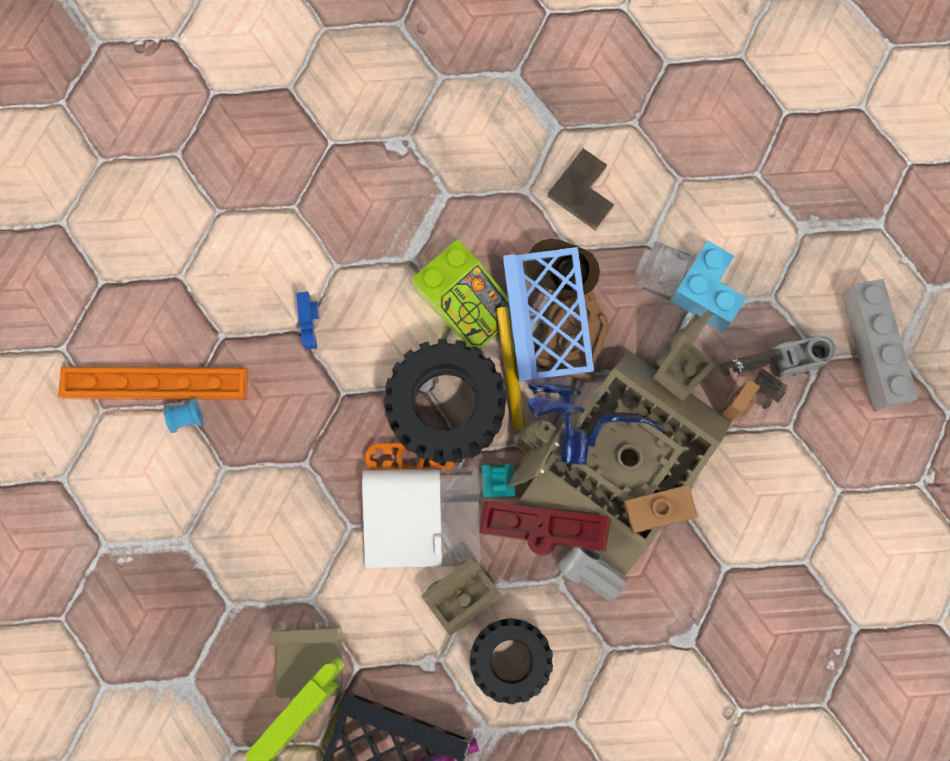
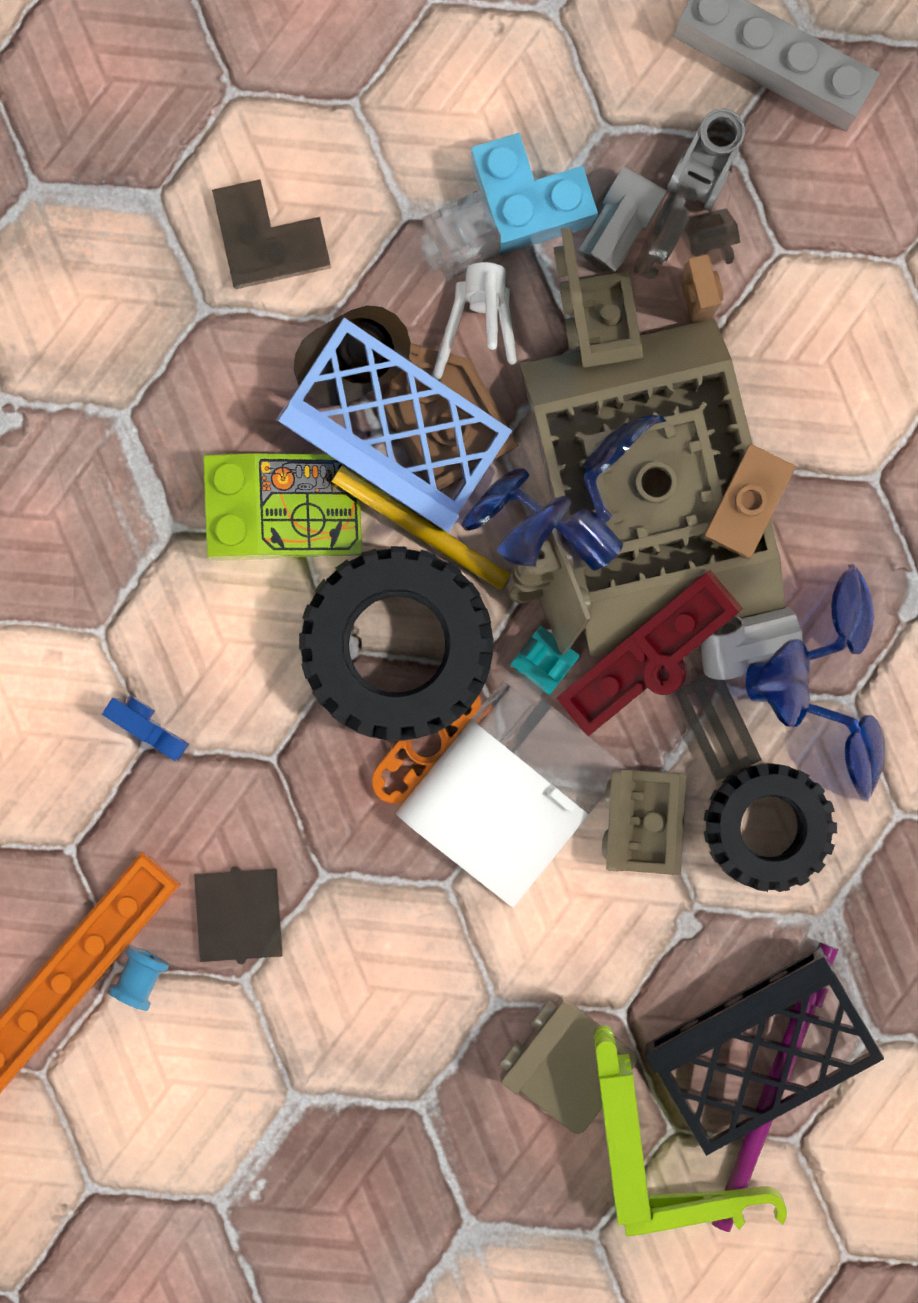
camera: 50 degrees left, 10 degrees up
(253, 439) = (238, 915): none -> clear smoke piece
(528, 617) = (735, 764): none -> clear smoke tile
(586, 603) = (785, 681): none -> clear blue plant
(646, 307) = (486, 294): none -> white plant
(744, 339) = (626, 211): none -> light grey piece

